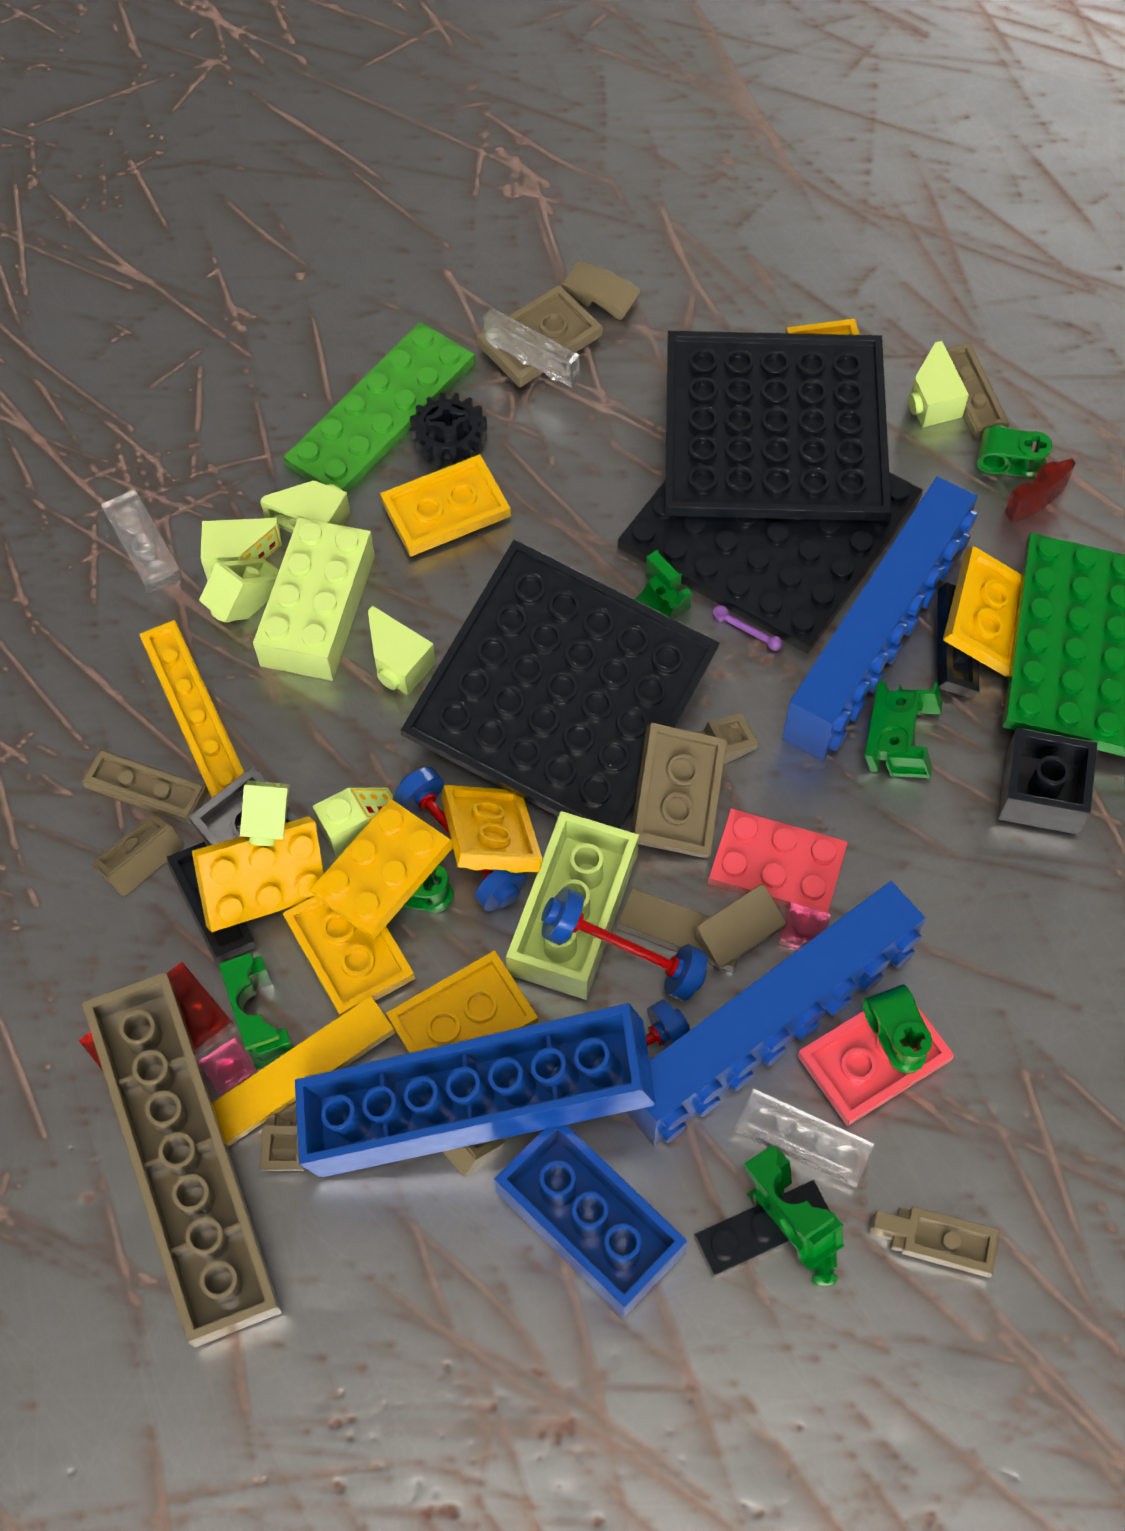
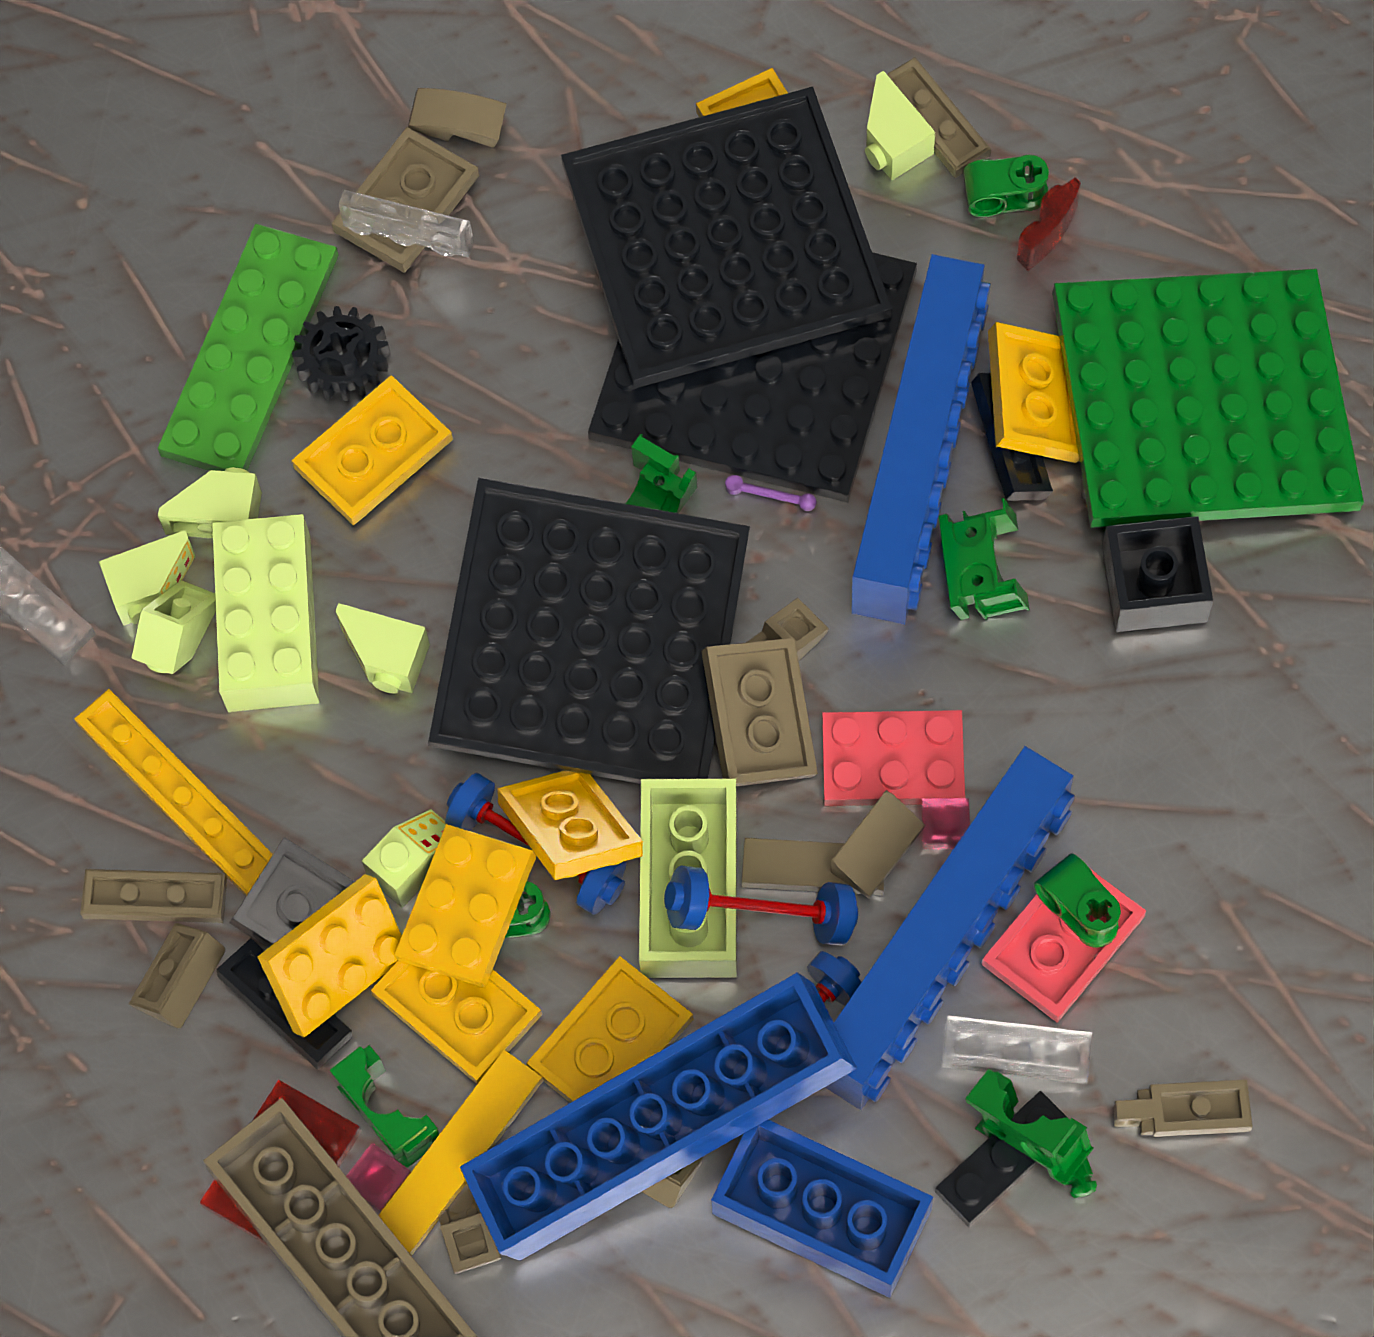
camera: 15 degrees left, 5 degrees up
(264, 812) = (322, 886): yellowish green slope -> none

